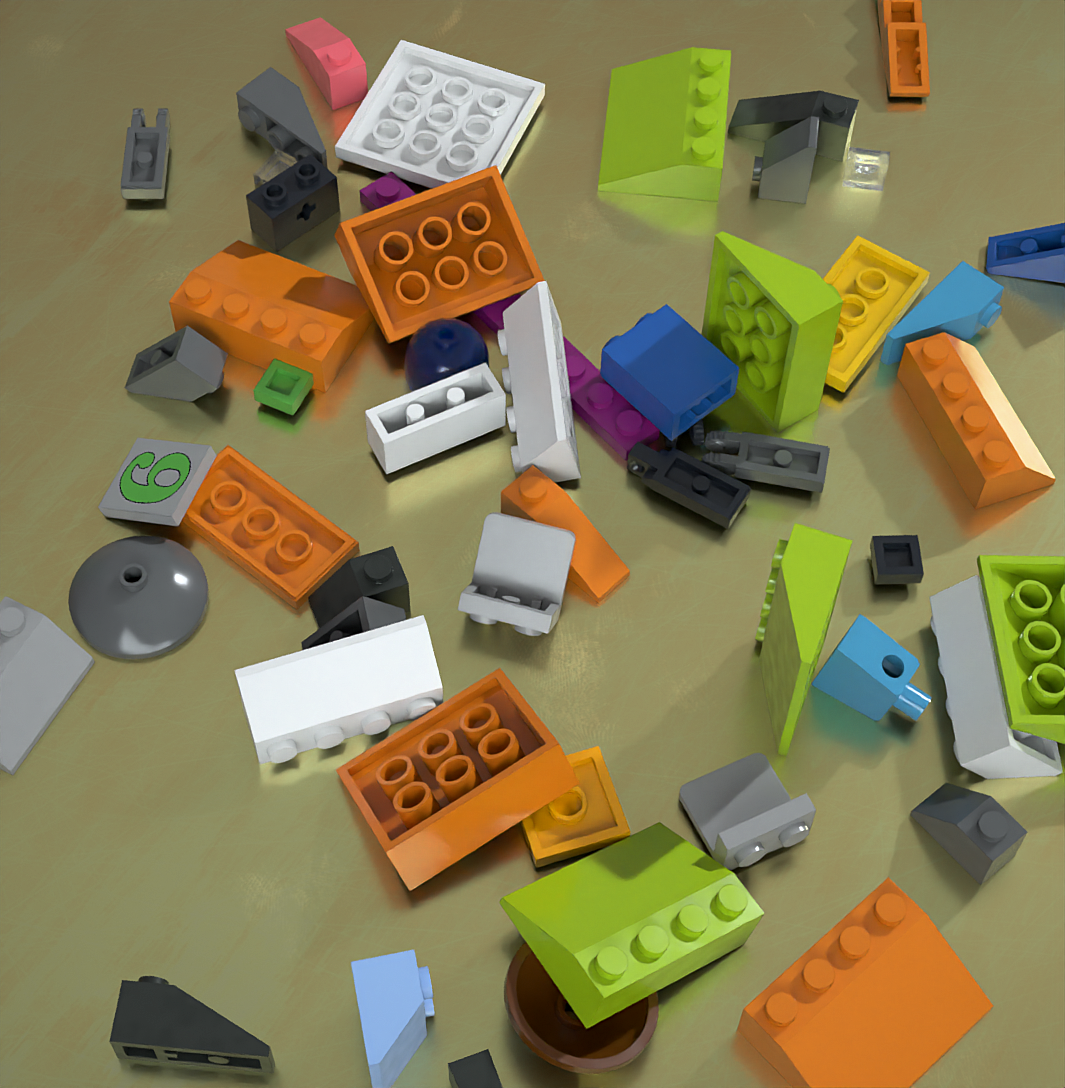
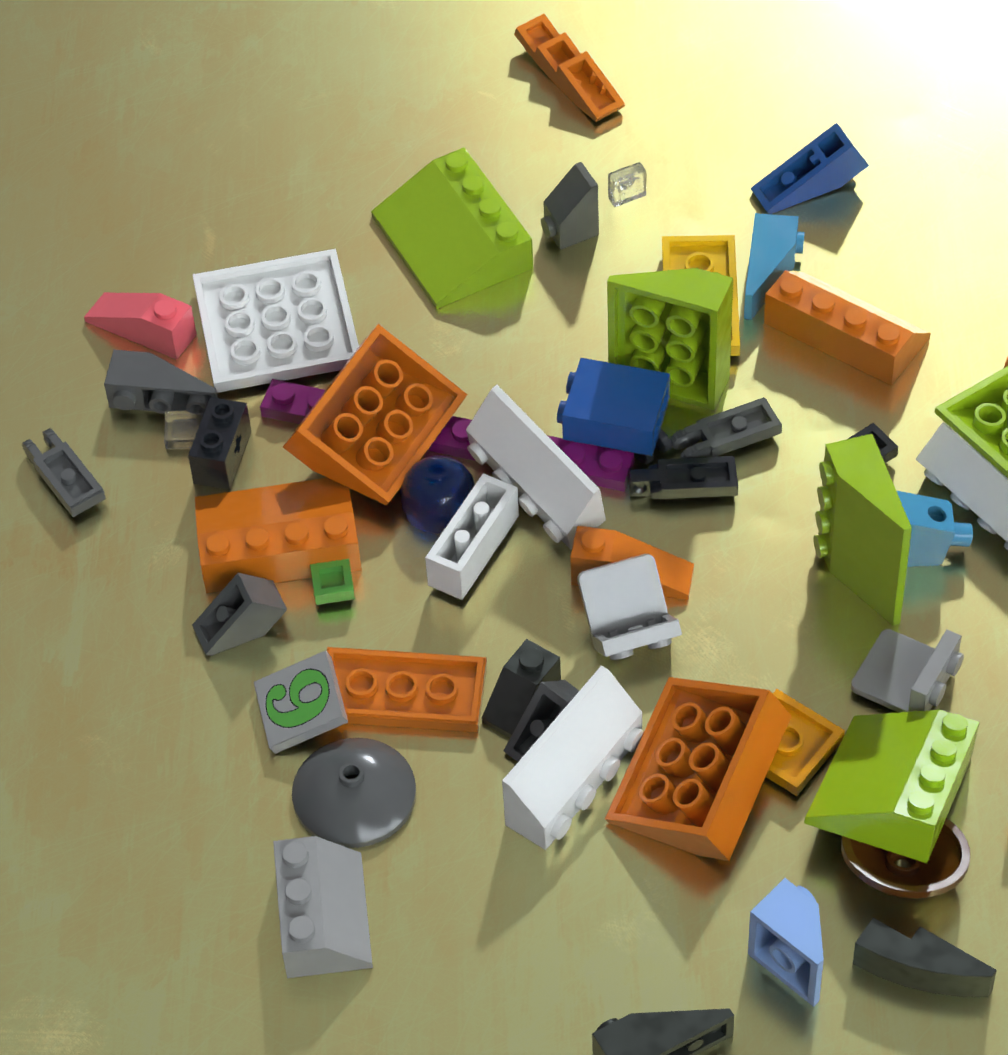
camera: 30 degrees left, 5 degrees down
(771, 115) = (540, 174): pearl dark grey slope -> none

